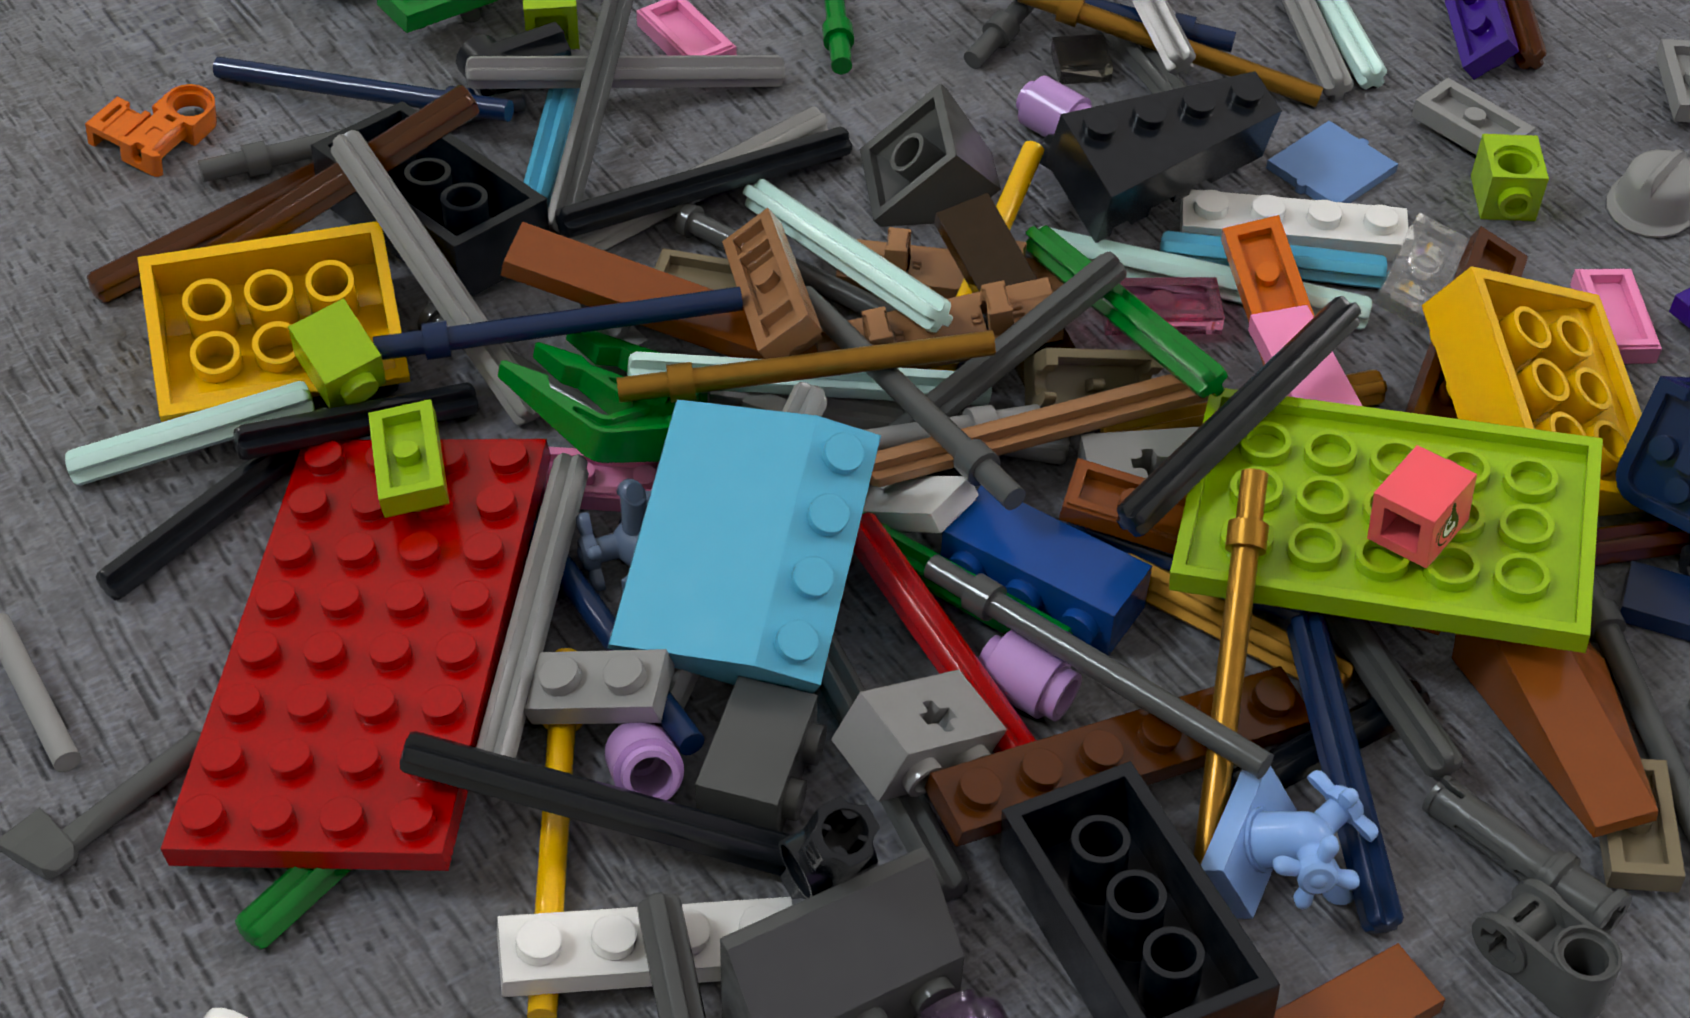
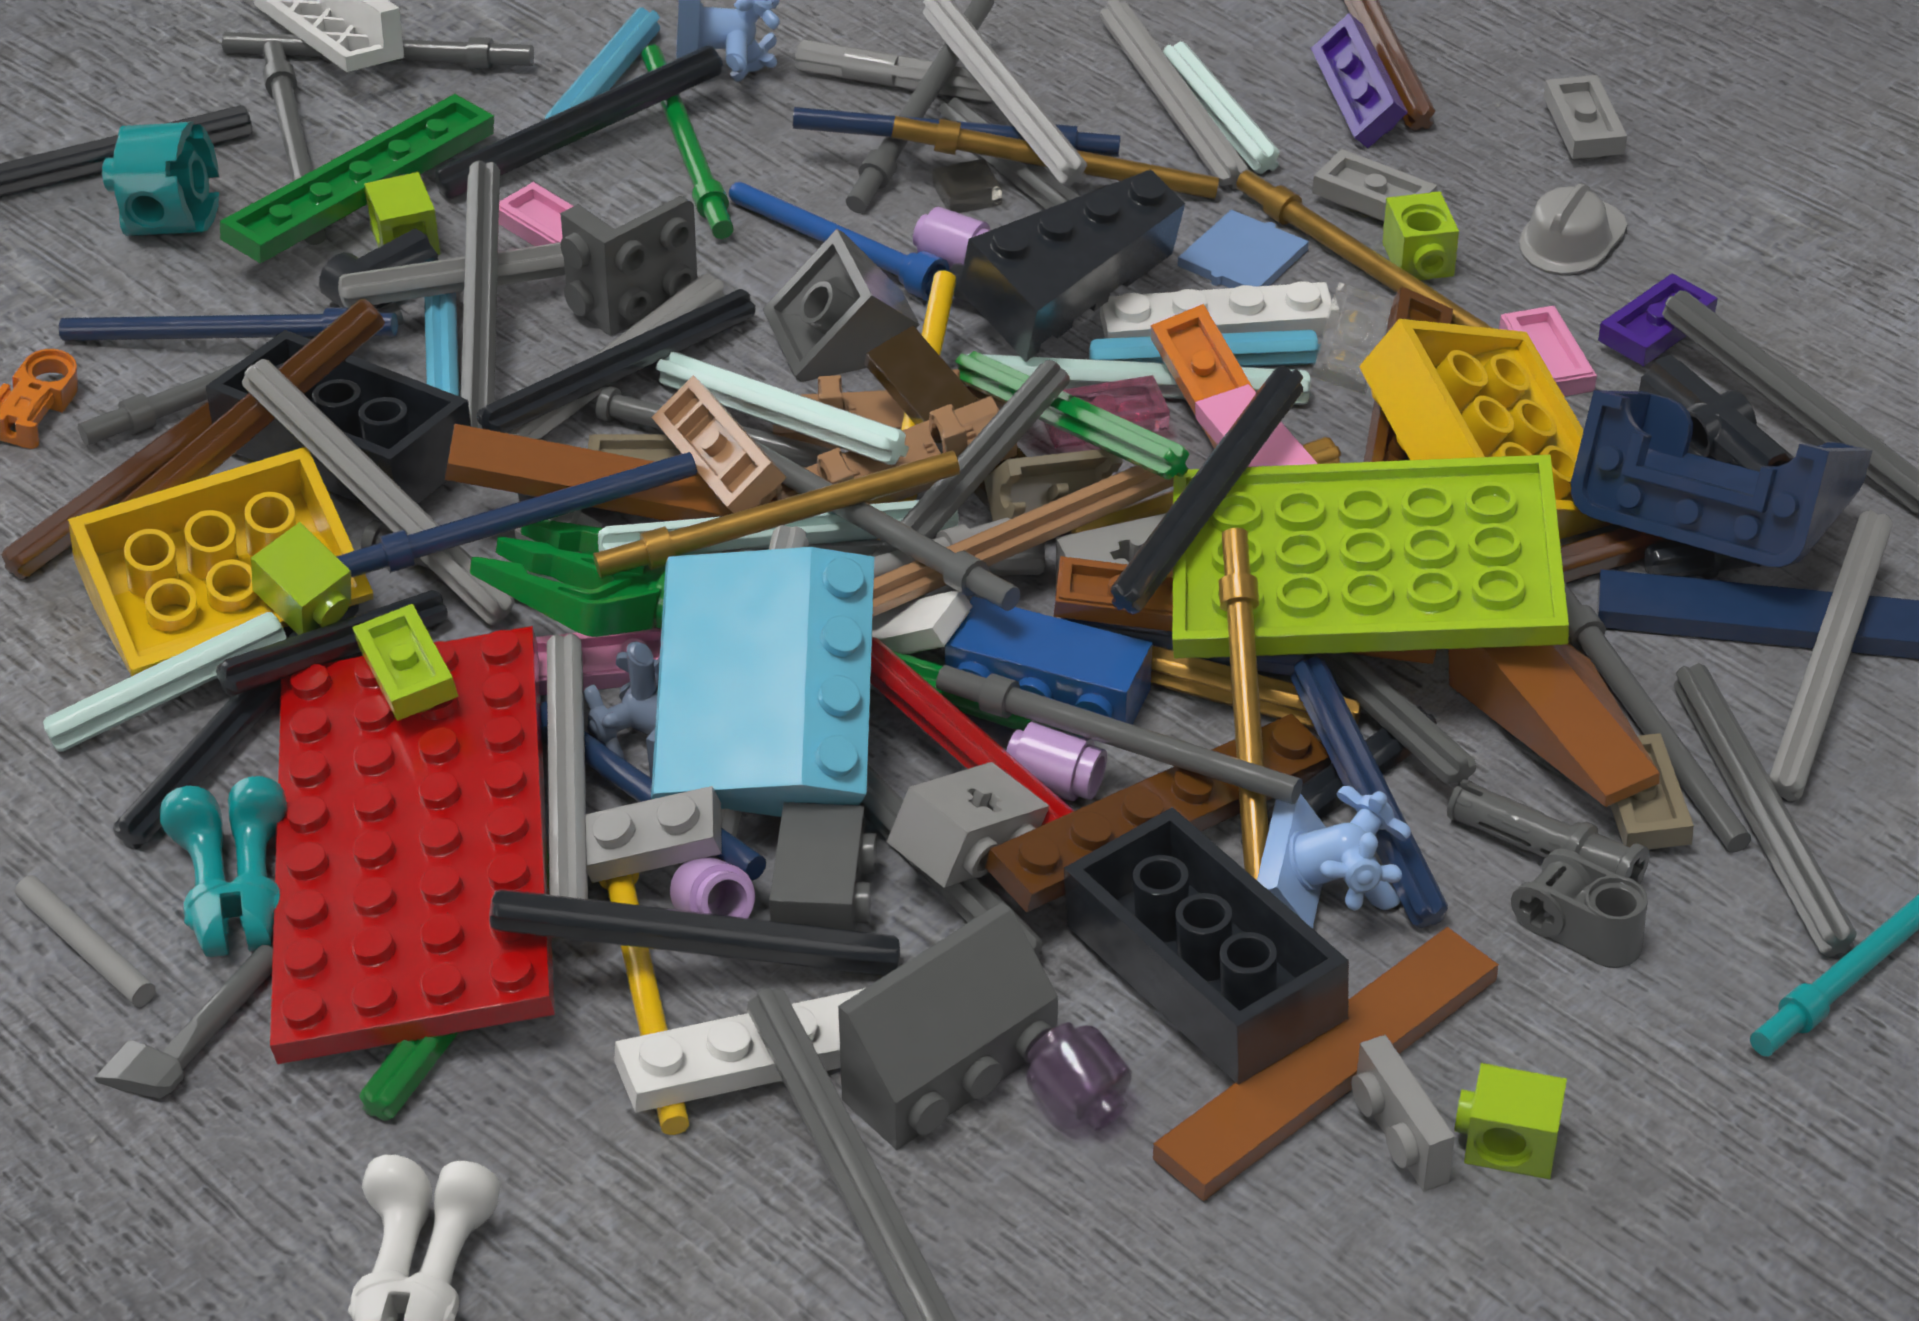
camera: 10 degrees left, 5 degrees down
(174, 593) = (196, 824): none -> teal piece
(739, 90) = (627, 270): none -> dark grey bracket
(829, 848) = (919, 915): black piece -> none
(1009, 132) = (913, 270): none -> blue piece
(1384, 127) = (1287, 208): none -> pearl gold bar
(1421, 506) = (1394, 538): coral brick -> none

